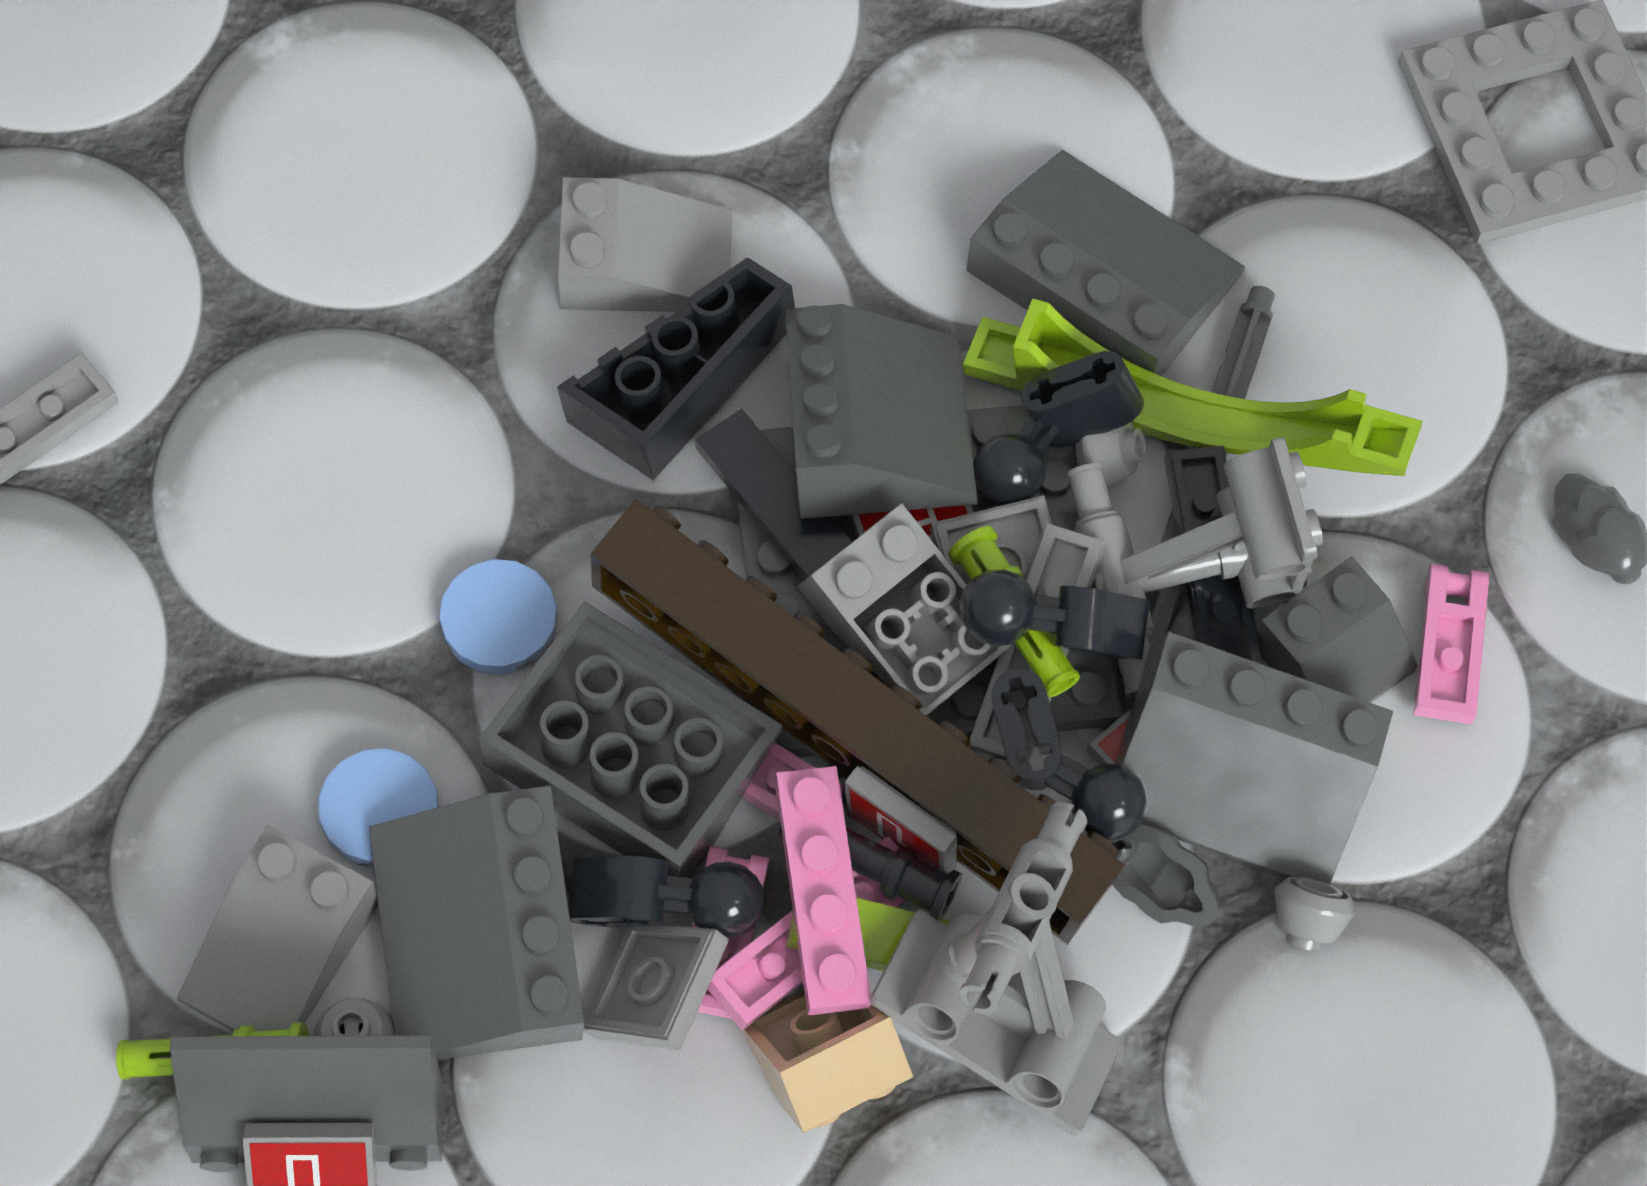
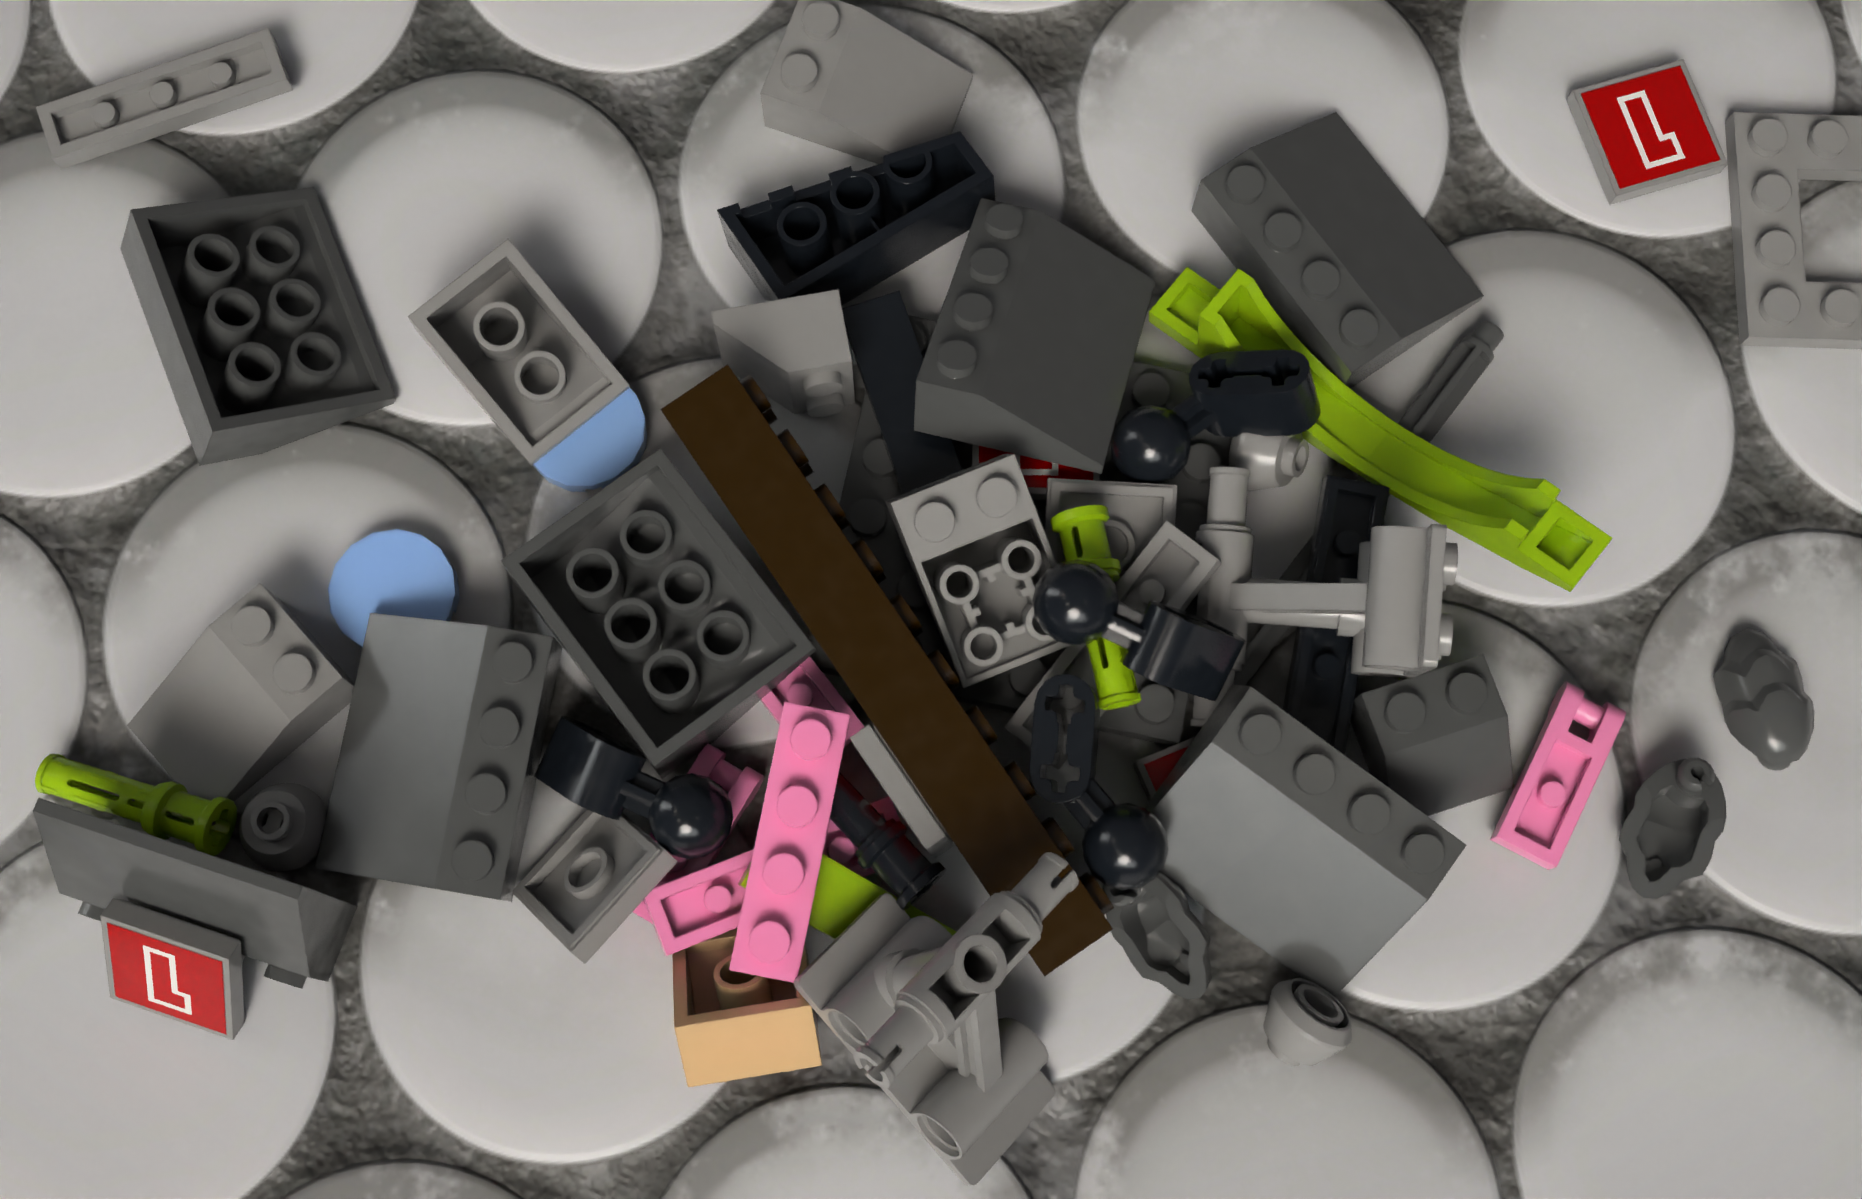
camera: 20 degrees right, 10 degrees up
(162, 611) = (253, 320): none -> dark grey slope
(420, 563) = (518, 352): none -> light grey slope
(673, 471) = (791, 350): none -> light grey slope
(1334, 88) = (1646, 131): none -> red tile
(1560, 652) = (1673, 826): none -> dark grey arm

